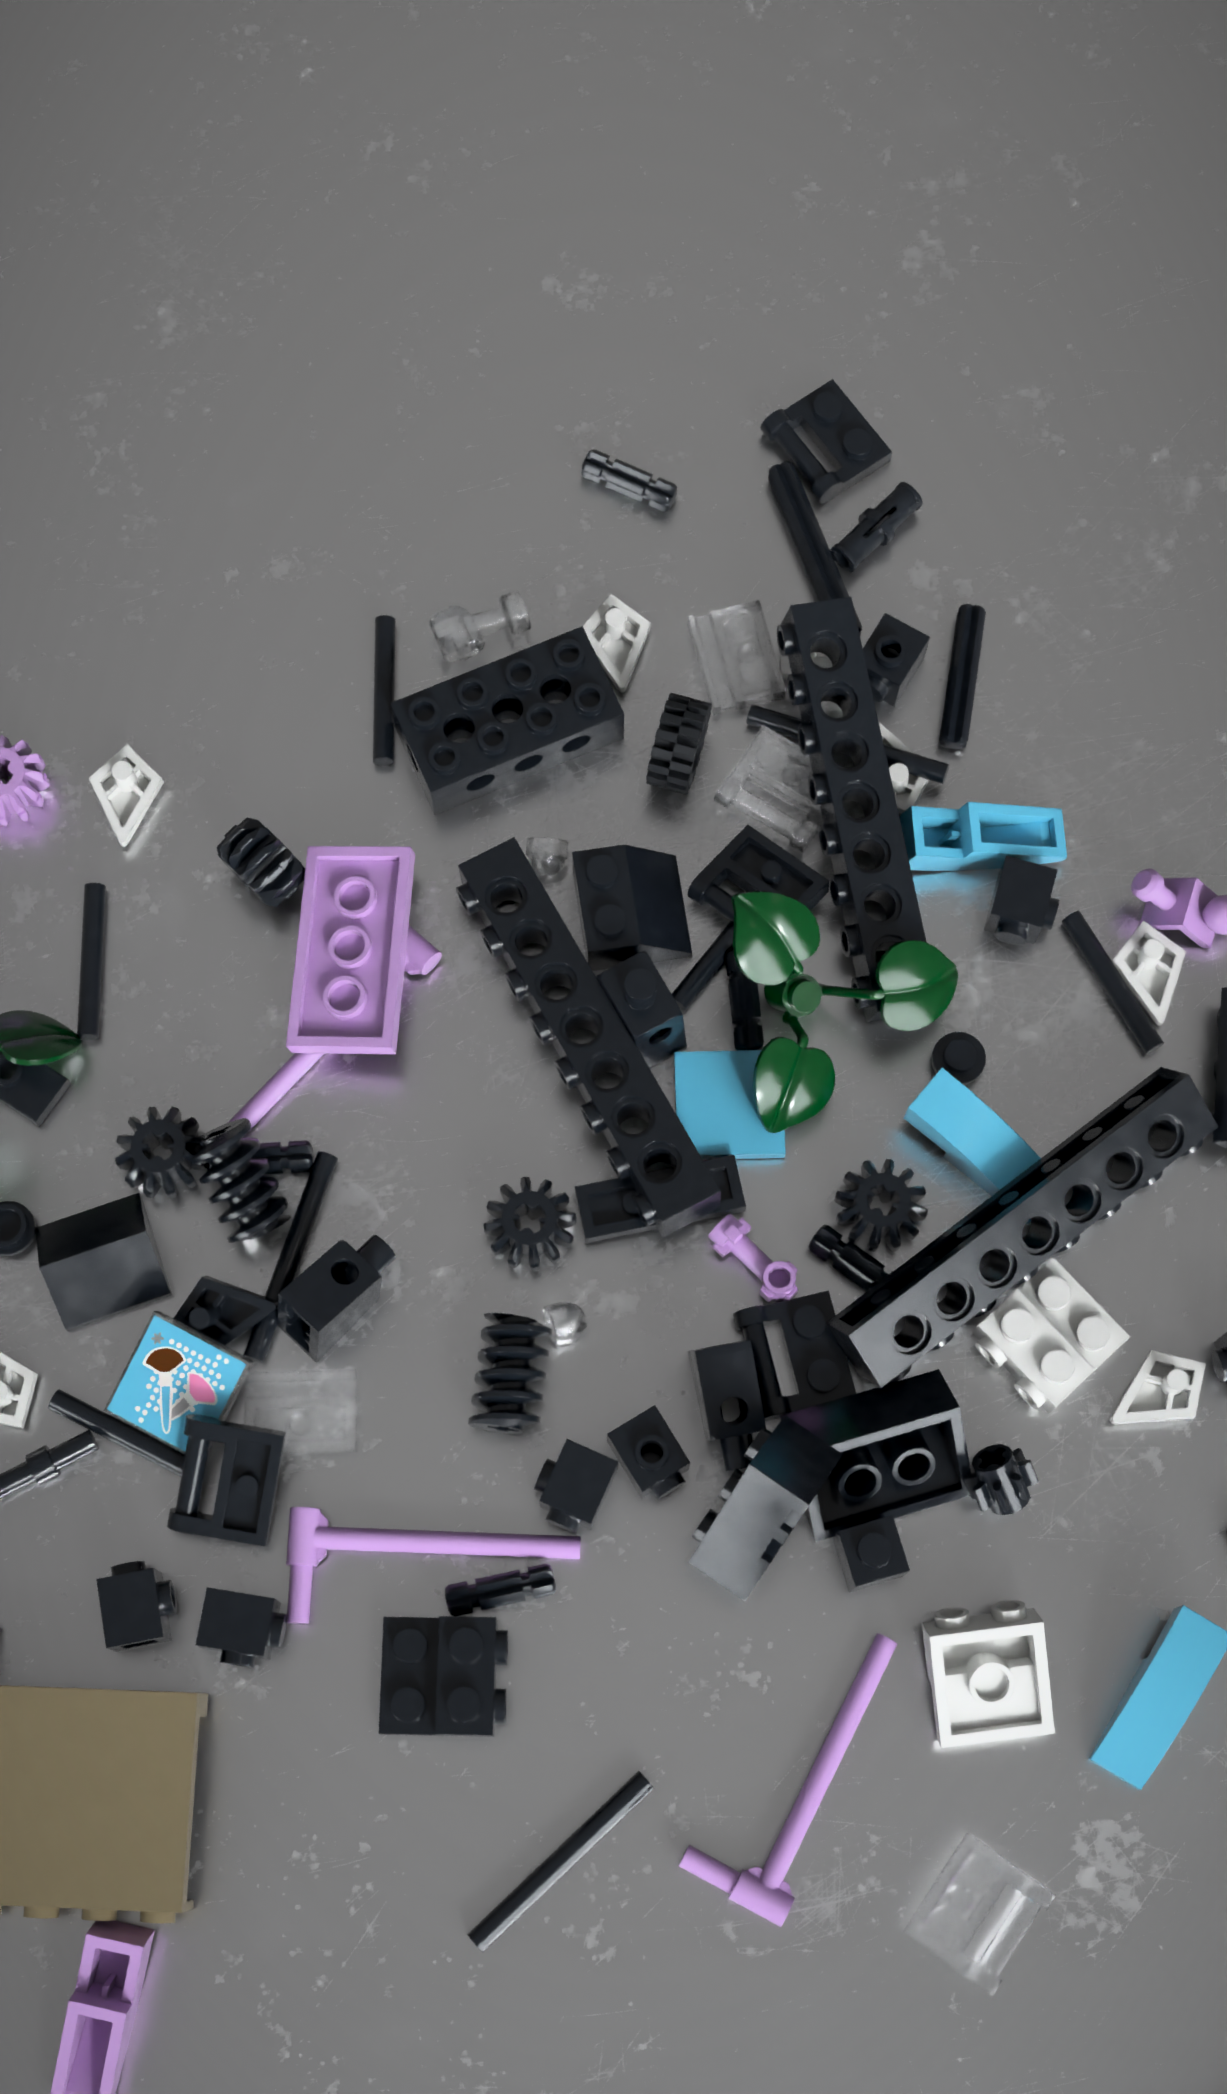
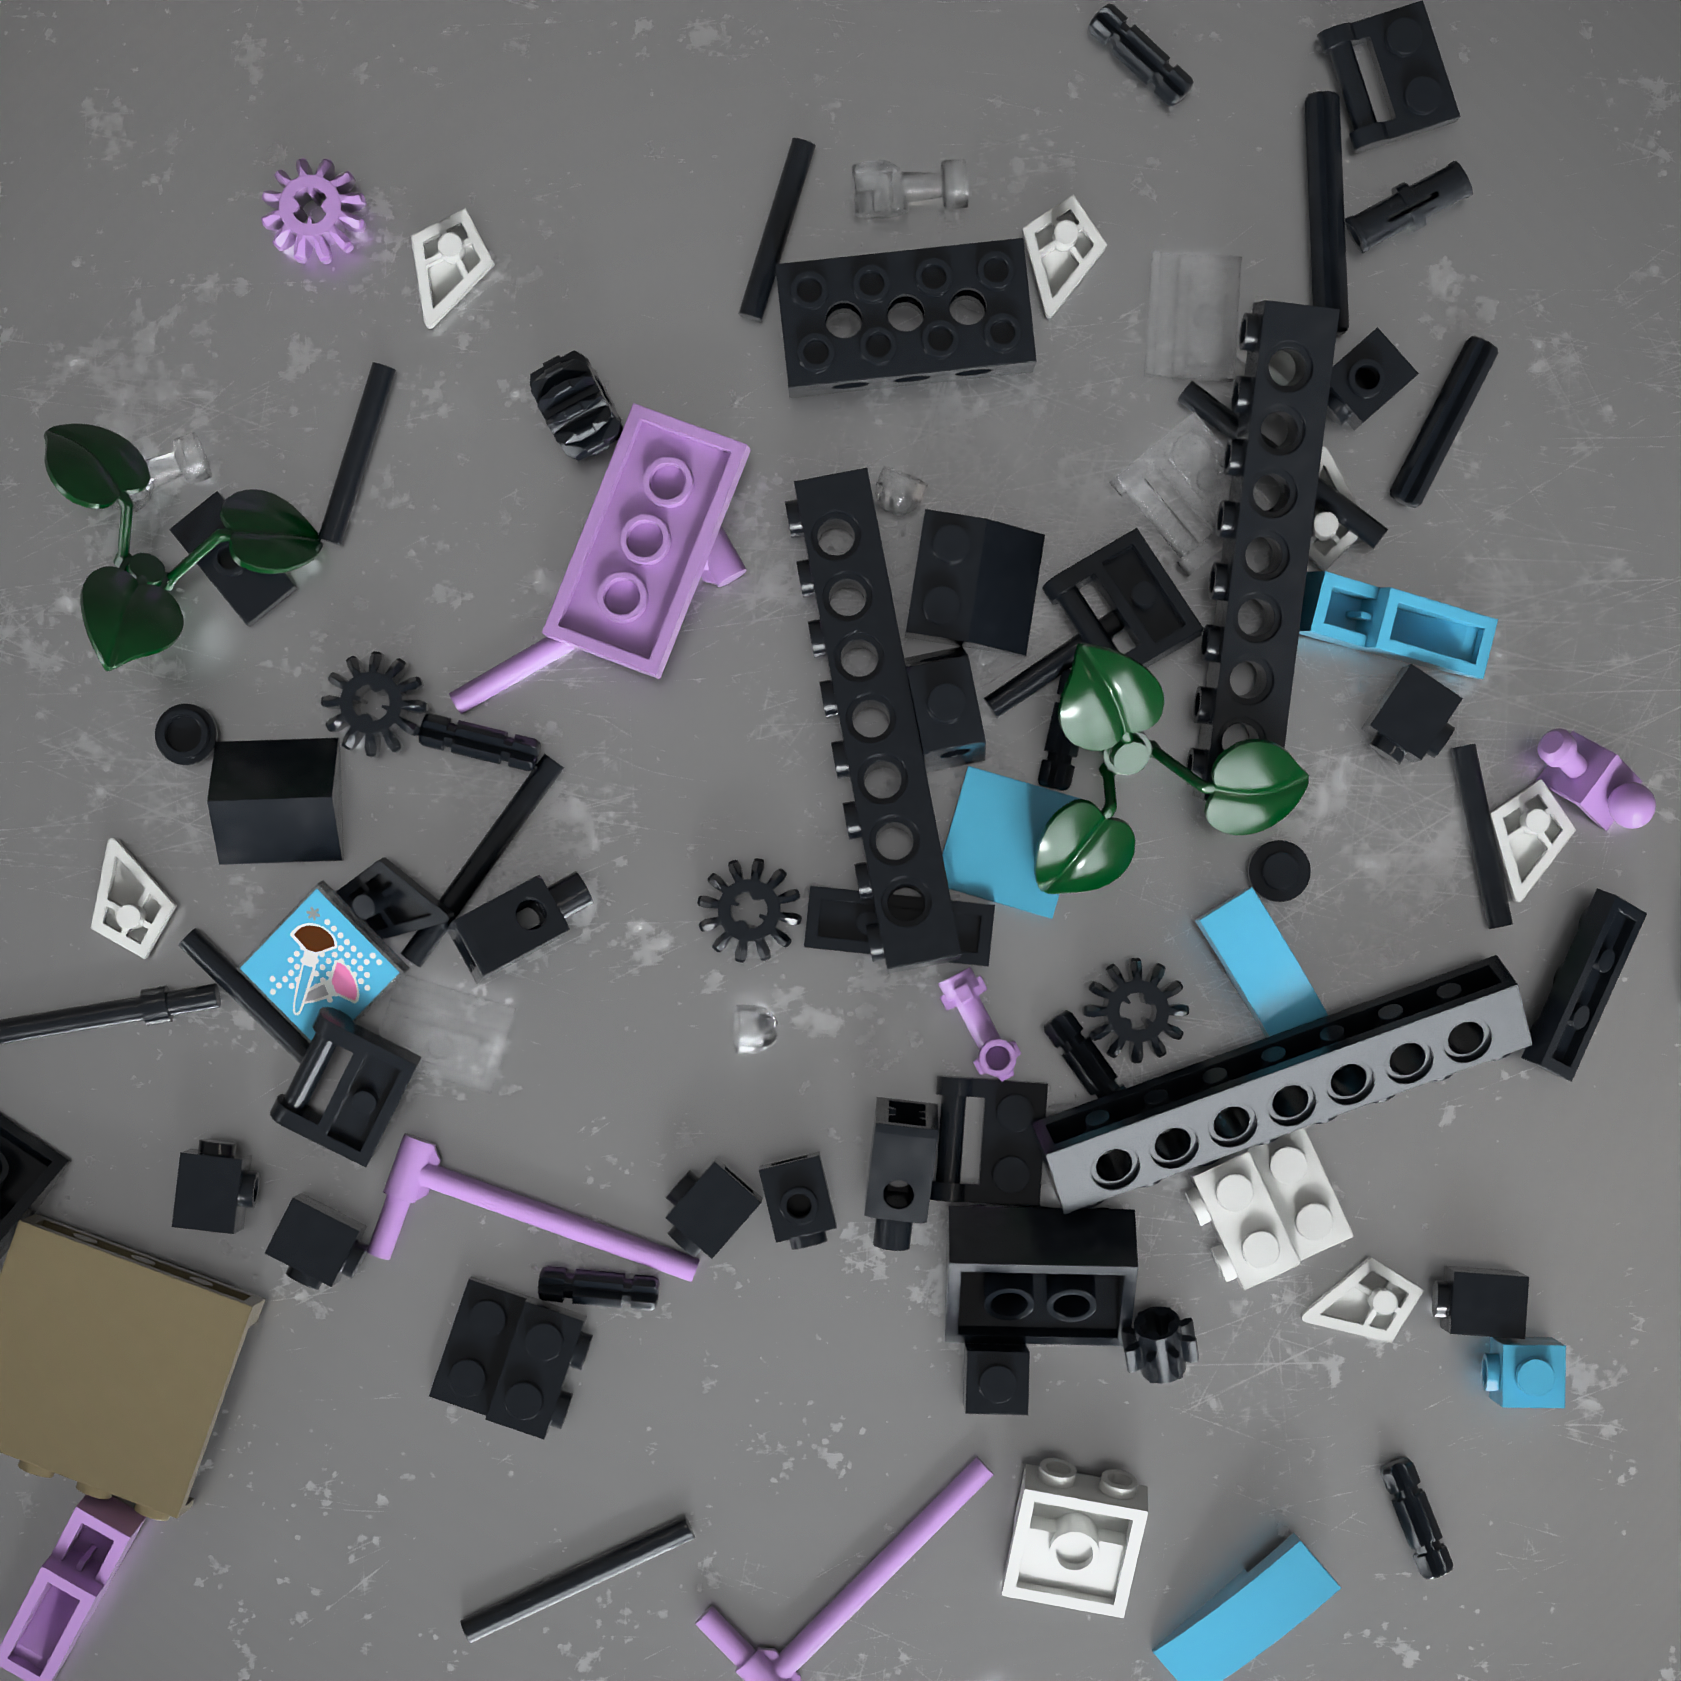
camera: 15 degrees right, 15 degrees up
(241, 1181) = (450, 768): black piece -> none
(509, 1373) = (678, 1069): black piece -> none
(678, 743) = (1088, 411): black tyre -> none
(762, 1505) = (897, 1303): wedge -> none

